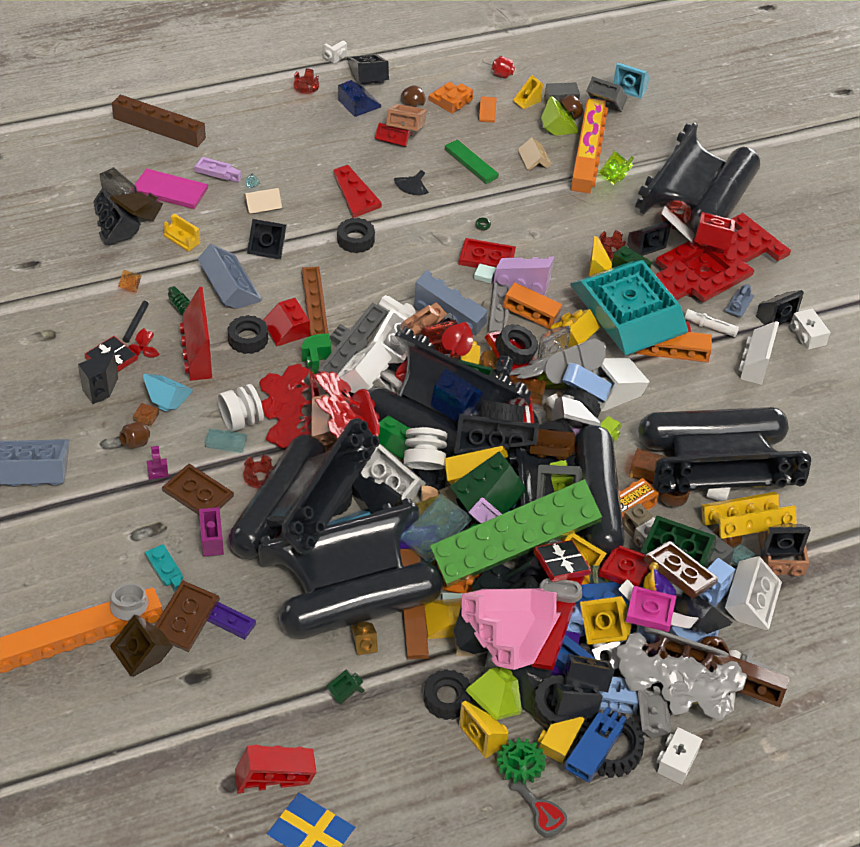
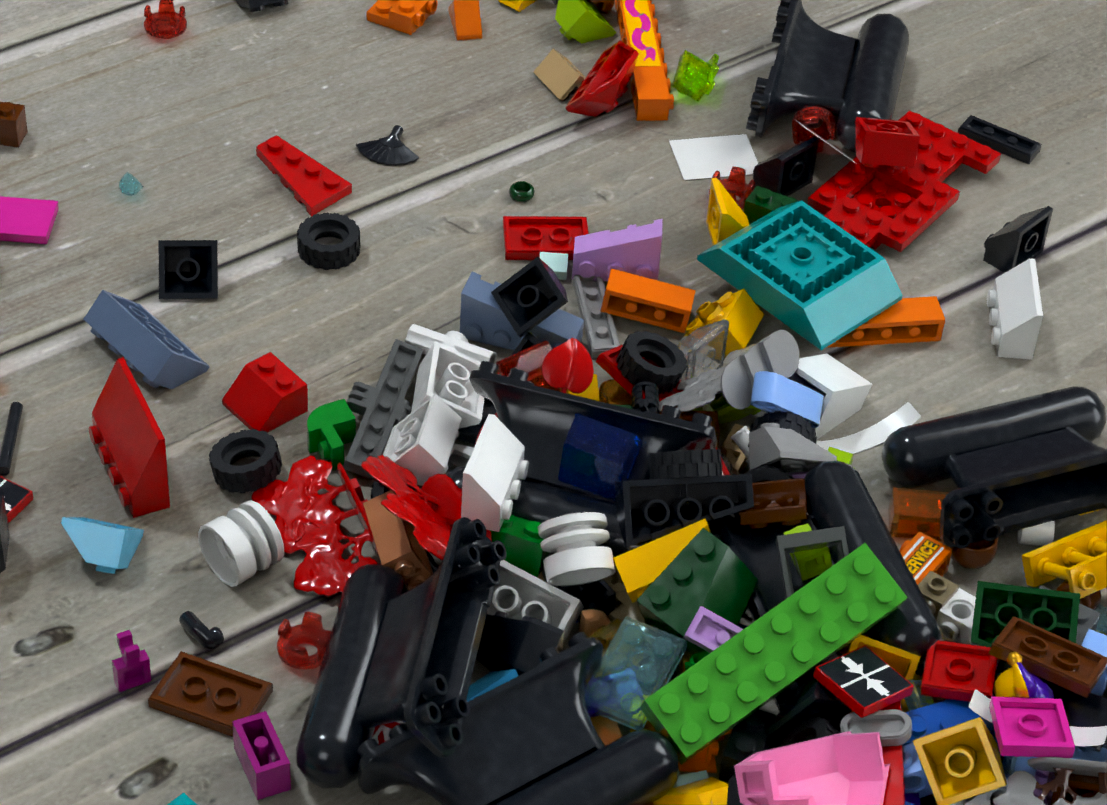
camera: 15 degrees left, 5 degrees down
(134, 435) = (73, 623): reddish brown head -> none
(143, 339) = (37, 463): red plant -> none
(146, 414) = (79, 586): clear orange plate -> none
(178, 299) = (74, 392): dark green hinge -> none
(182, 233) = (41, 283): yellow hinge -> none
(202, 453) = (200, 632): none -> black arm
(217, 169) = (67, 175): lavender hinge -> none
(226, 440) = (229, 602): clear light blue tile -> none
(249, 345) = (204, 408): black tyre -> none
(263, 200) = (158, 211): tan panel -> none
(264, 368) = (249, 476): none -> black tyre
(314, 300) = (297, 351): dark orange tile -> none
(356, 98) = (253, 34): clear blue slope -> none
(388, 396) = (493, 475): none -> white slope
(393, 134) = (332, 78): red panel -> none
(412, 116) = (352, 45): nougat window -> none
(413, 96) = (342, 17): reddish brown hair -> none
(426, 317) = (493, 347): nougat plate -> none
(456, 290) = (530, 296): none -> black slope
(471, 161) = (469, 101): green tile -> none
(556, 163) = (605, 81): none -> red wedge
(609, 220) = (703, 156): none -> white sticker
(638, 414) = (875, 434): none -> white sticker
(715, 324) = (930, 281): white pin -> none
(740, 301) = (954, 241): sand blue hinge -> none
(797, 240) = (1000, 139): none -> black tile
(810, 329) = (1072, 264): white brick -> none

